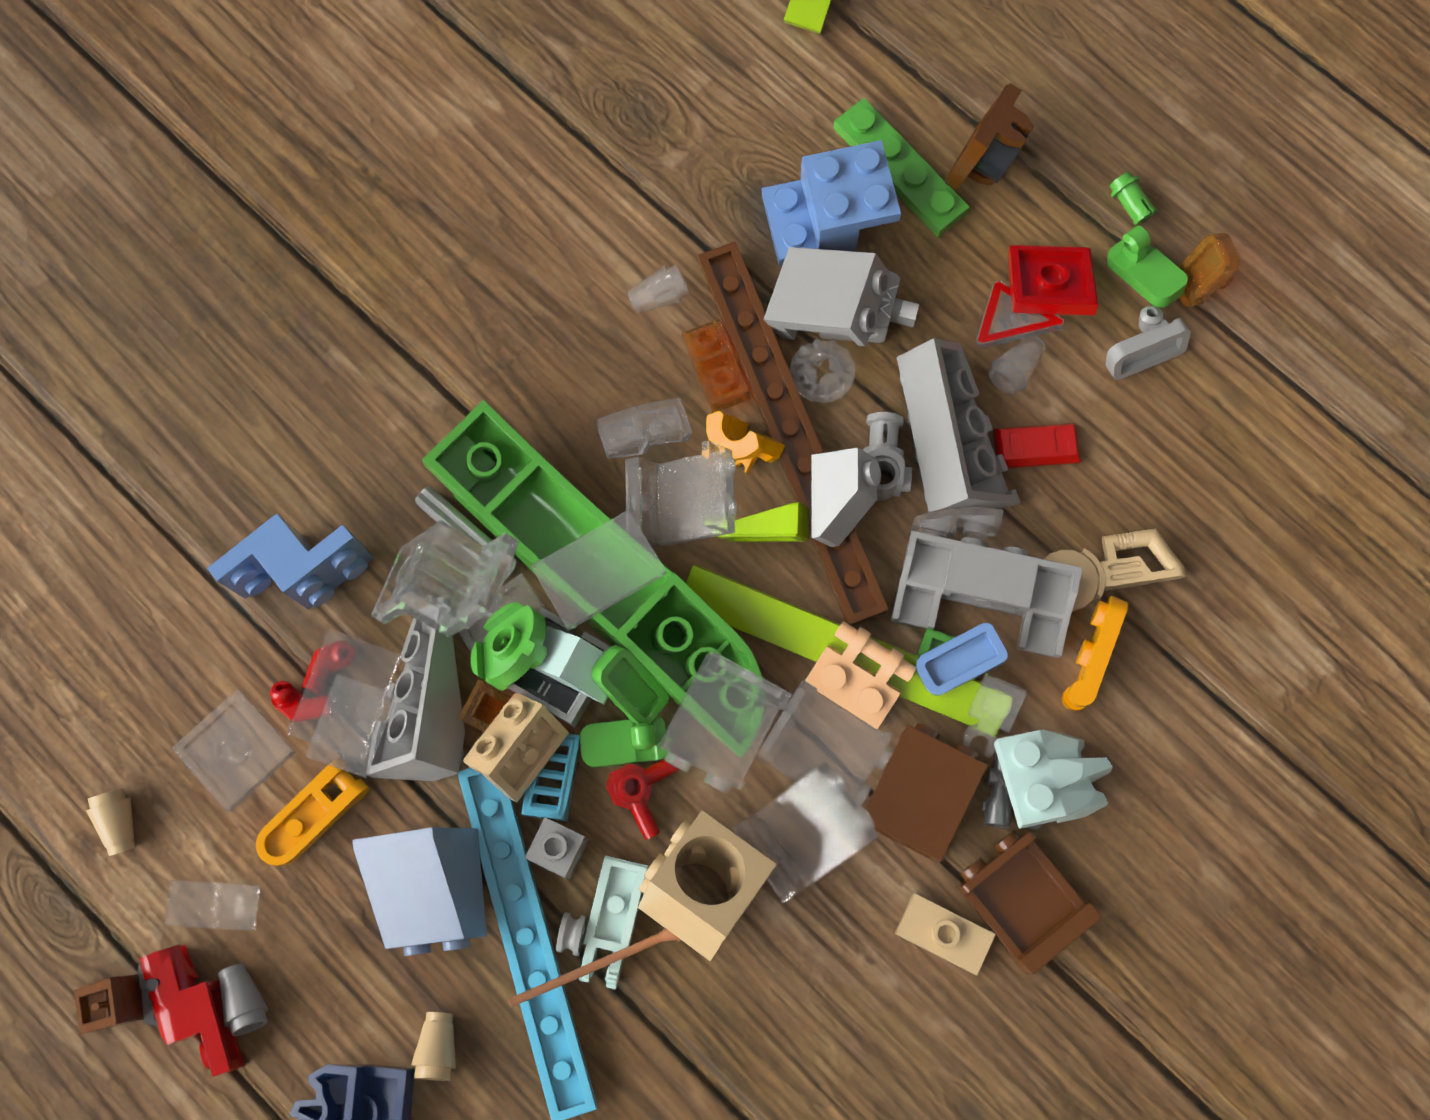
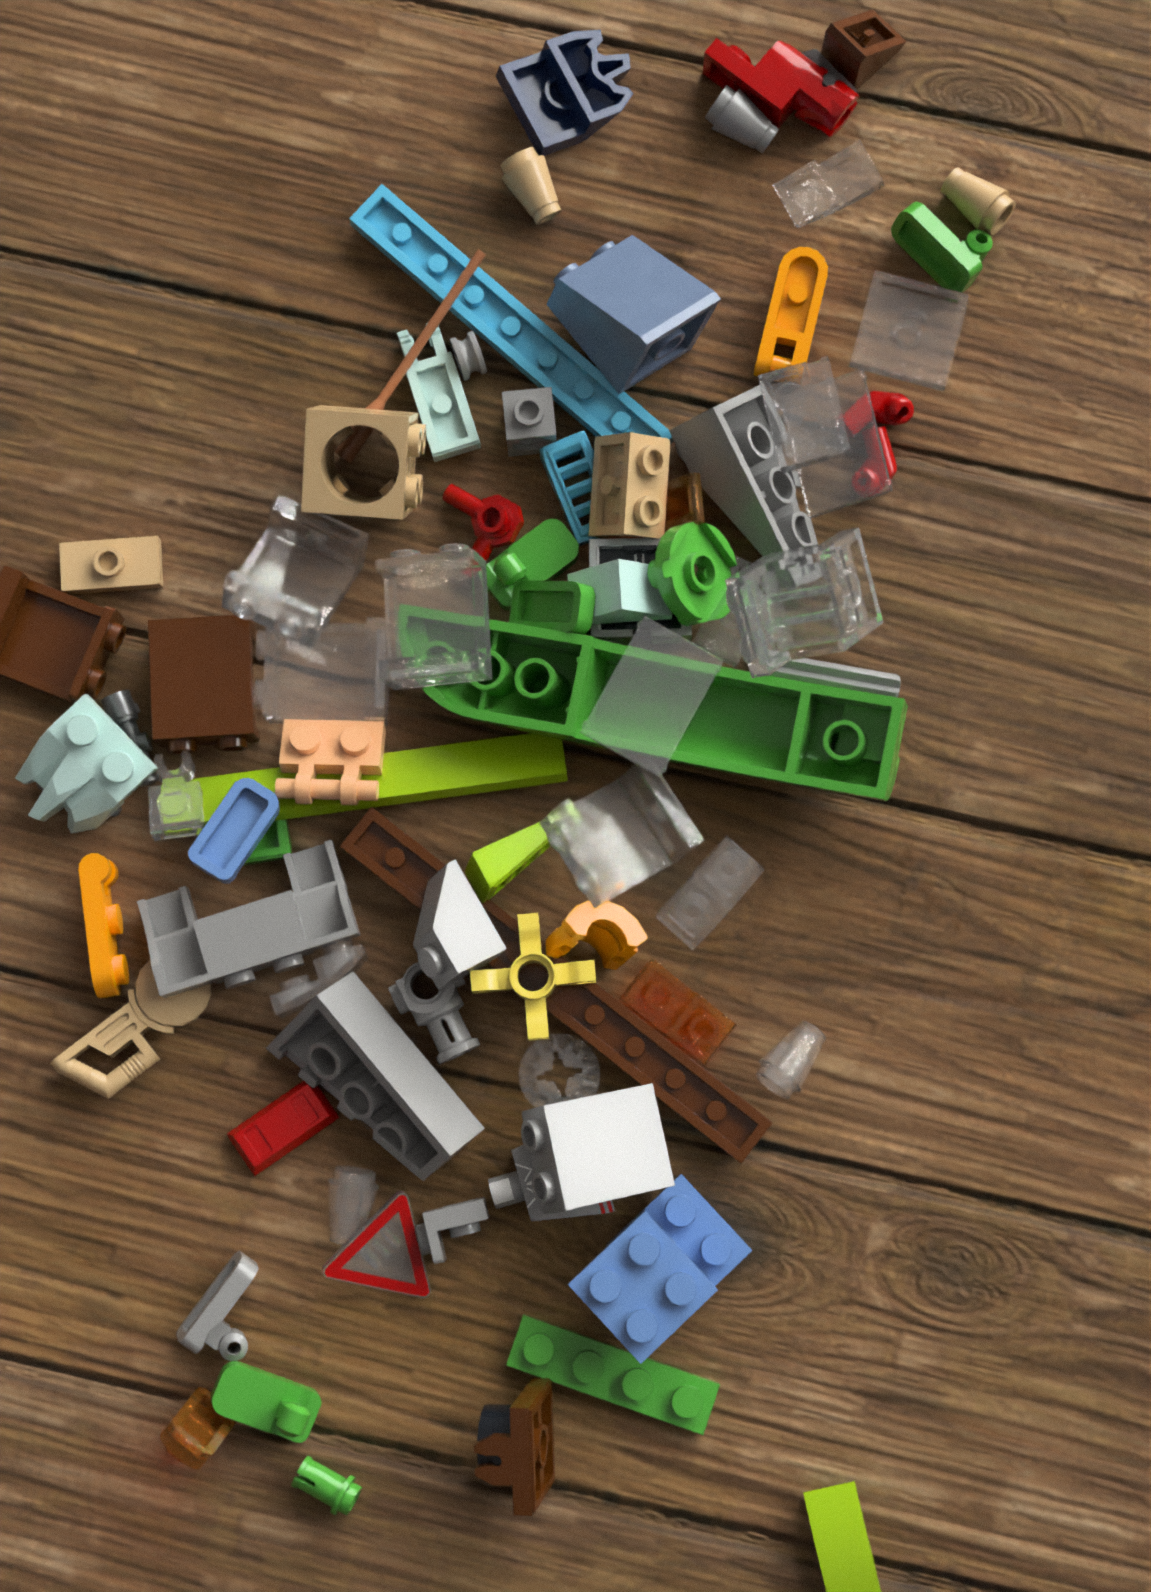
camera: 145 degrees right, 5 degrees up
(169, 798) = (938, 249): none -> bright green piece
(295, 566) = (972, 530): medium blue bracket -> none
(774, 418) = (531, 952): none -> light yellow pin
(952, 315) = (460, 1220): none -> light grey bracket
(1052, 280) = (364, 1324): red tile -> none

